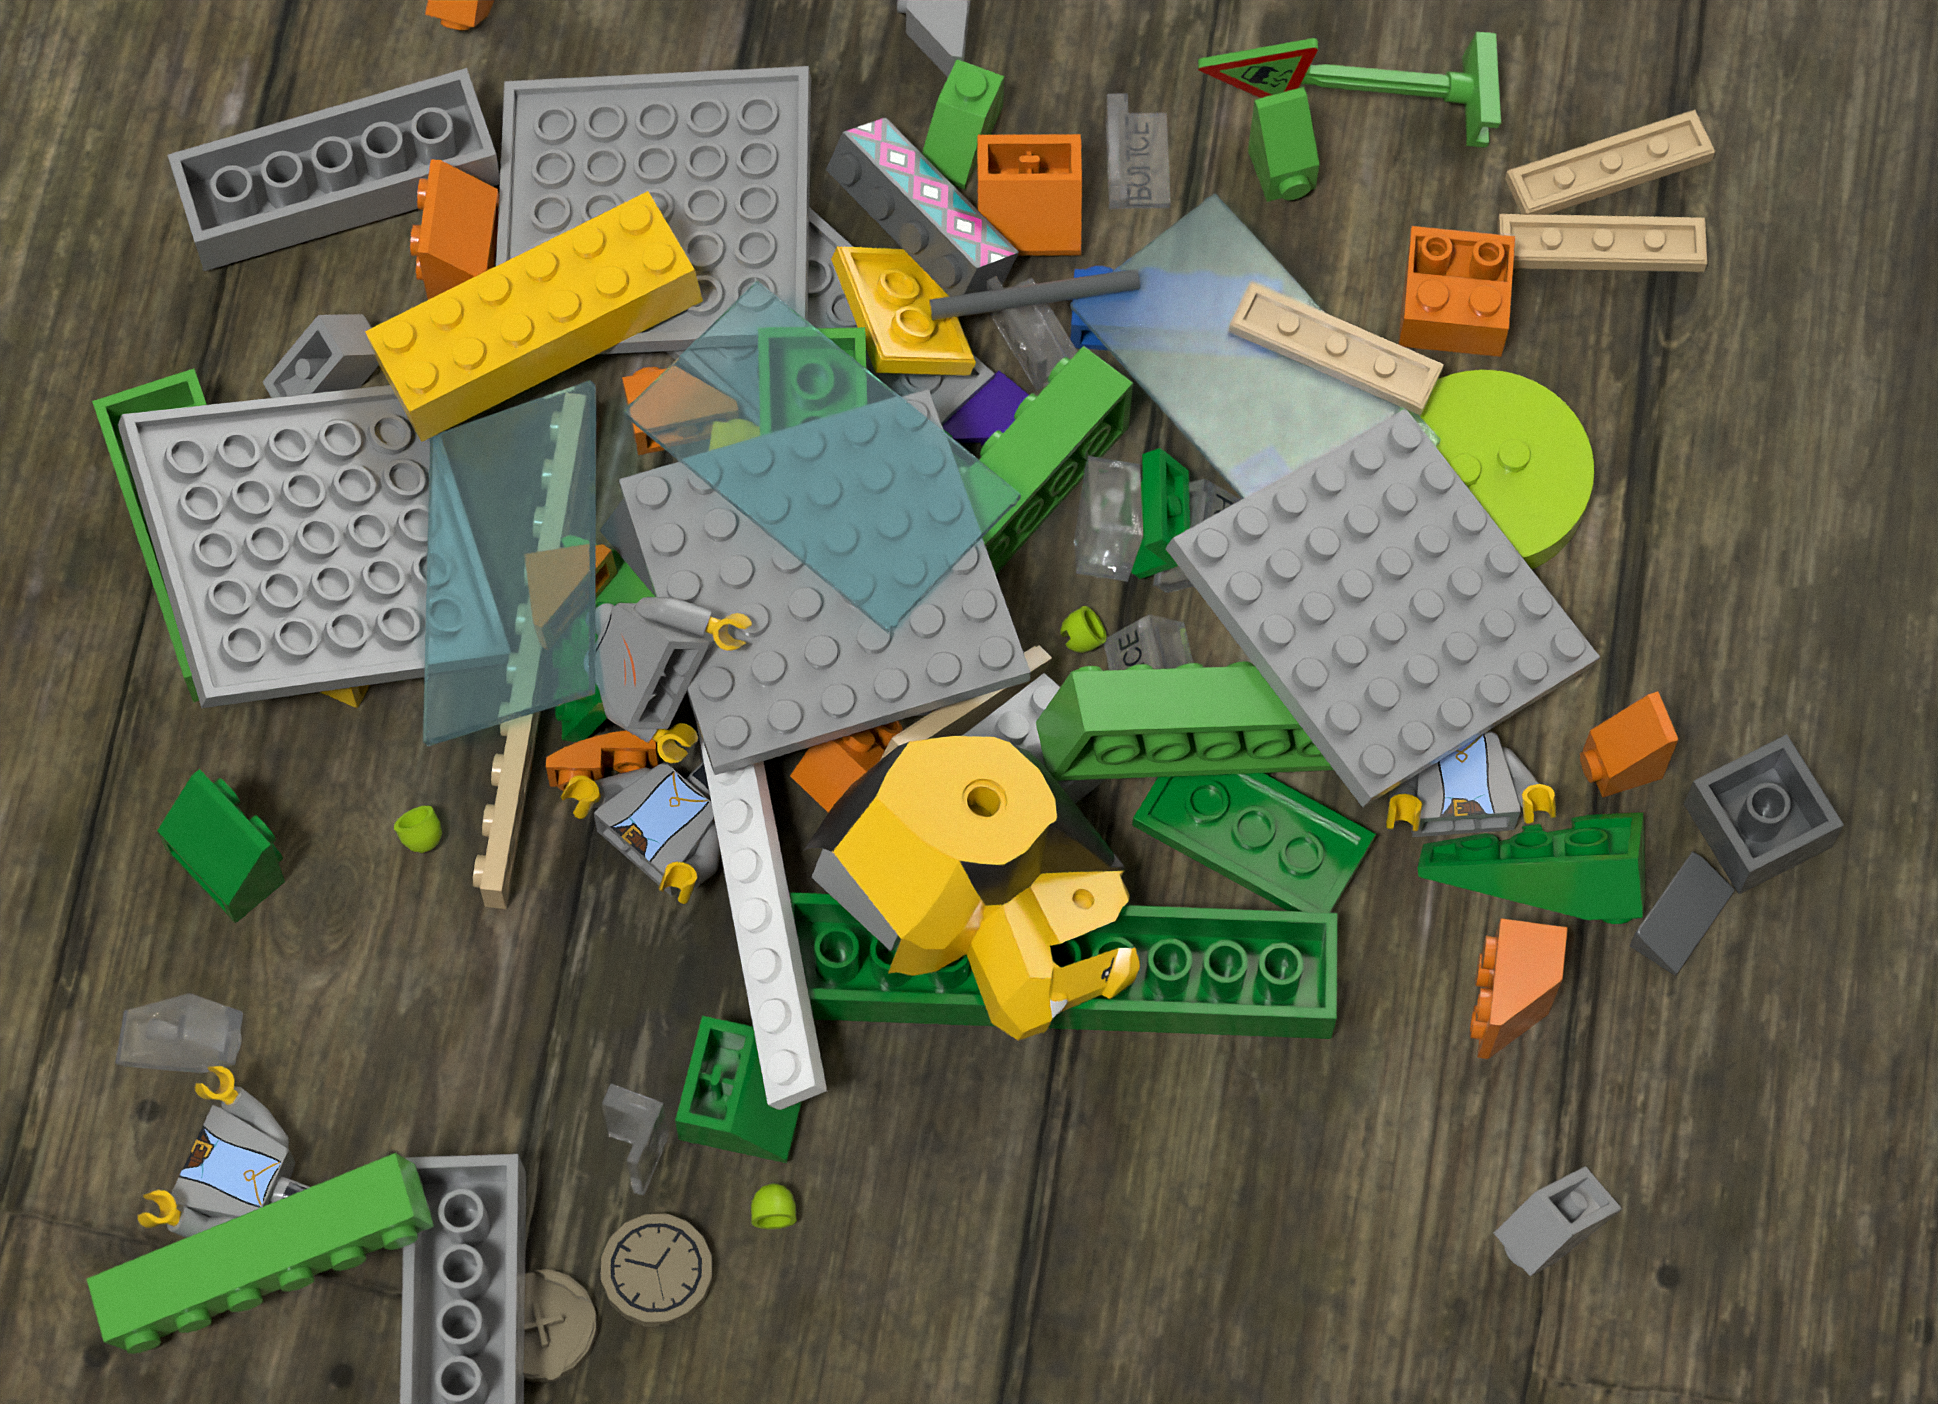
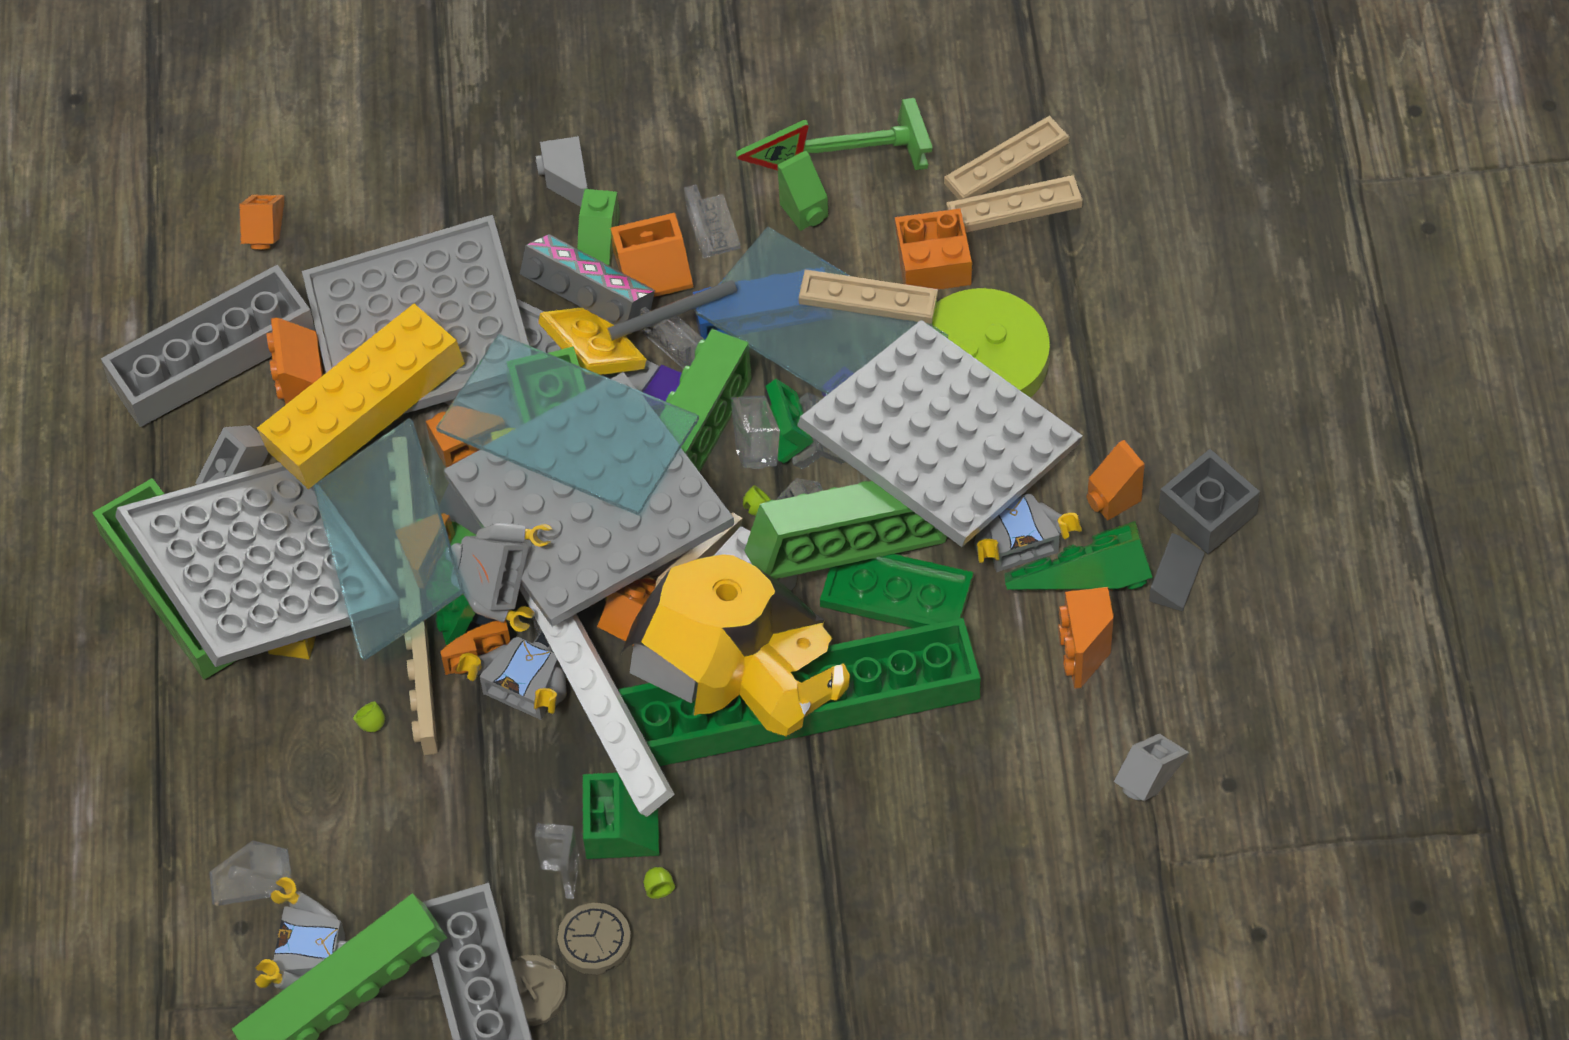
camera: 10 degrees left, 10 degrees down
(221, 847) = (247, 754): green slope -> none

